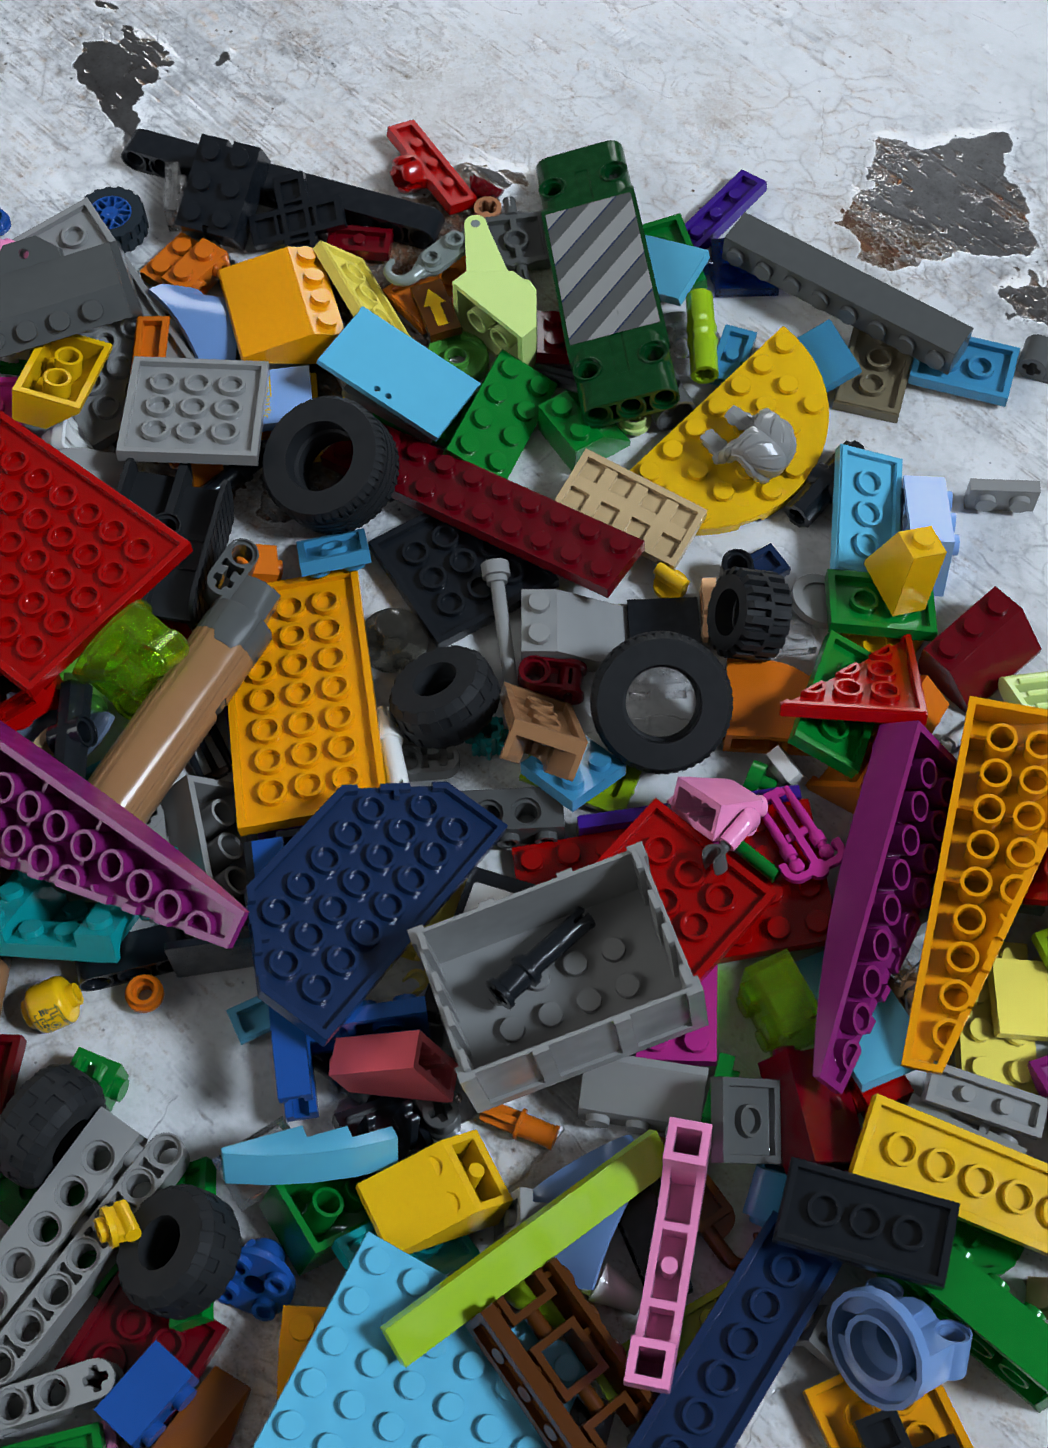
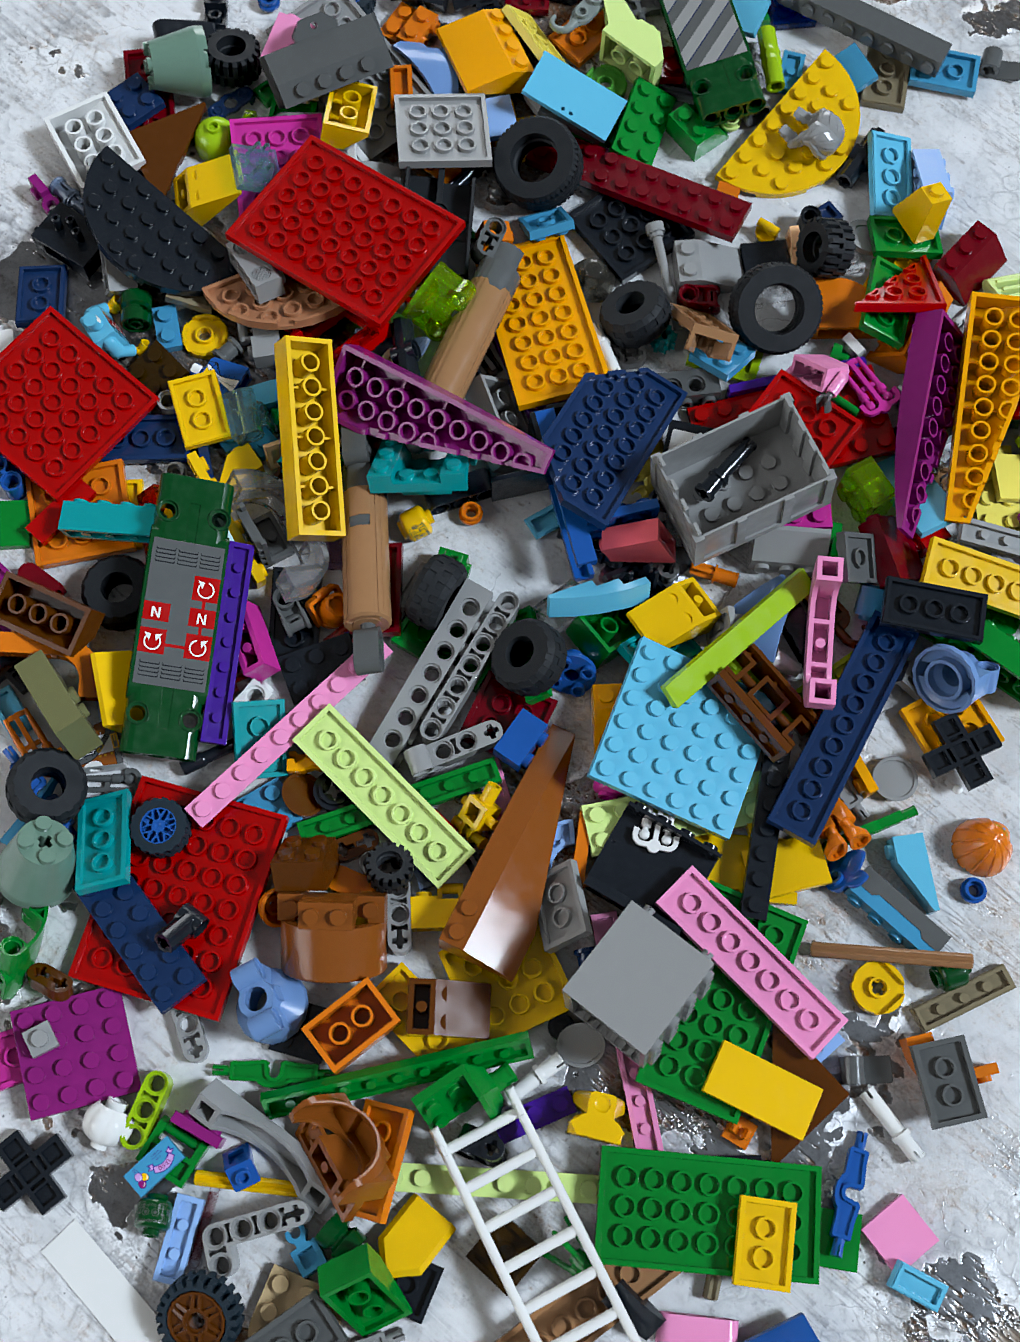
camera: 10 degrees left, 10 degrees up
(117, 1224) = (489, 645): yellow plate -> none
(436, 310) = (587, 50): reddish brown tile -> none
(633, 506) = (739, 179): tan plate -> none
(1002, 495) = (975, 159): light grey plate -> none

